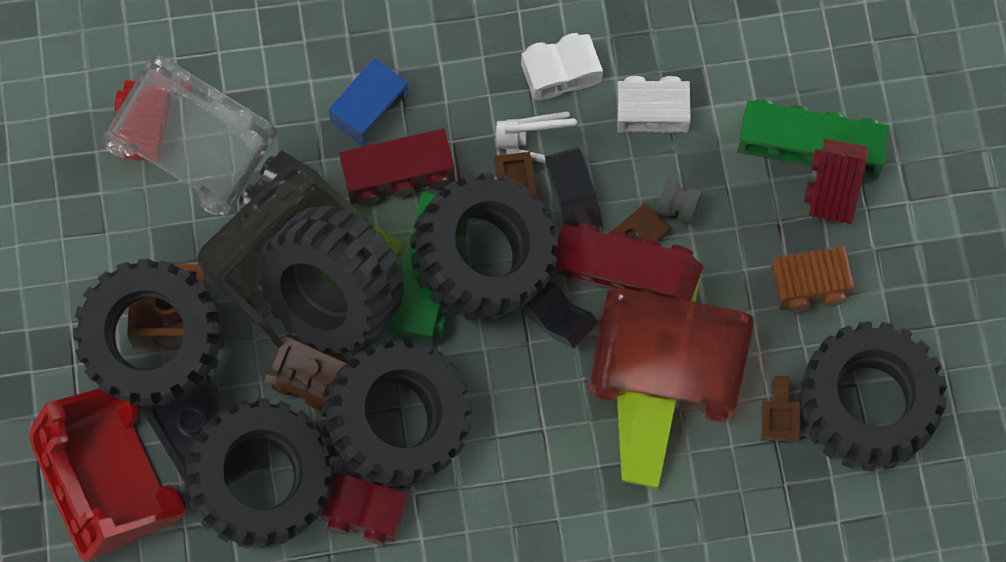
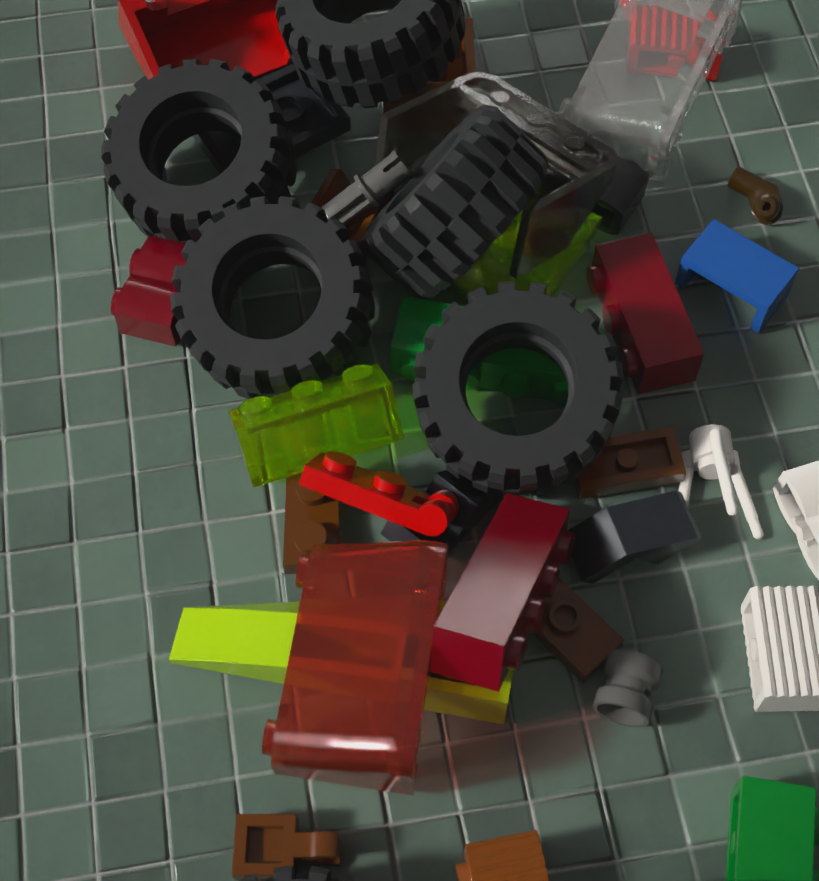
camera: 90 degrees right, 10 degrees down
(291, 76) = (761, 194): none -> dark brown arm
(296, 349) = (368, 189): none -> dark grey axle
(492, 390) = (334, 414): none -> clear neon green brick
(549, 345) = (379, 493): none -> red plate
(553, 399) = (308, 521): none -> reddish brown plate

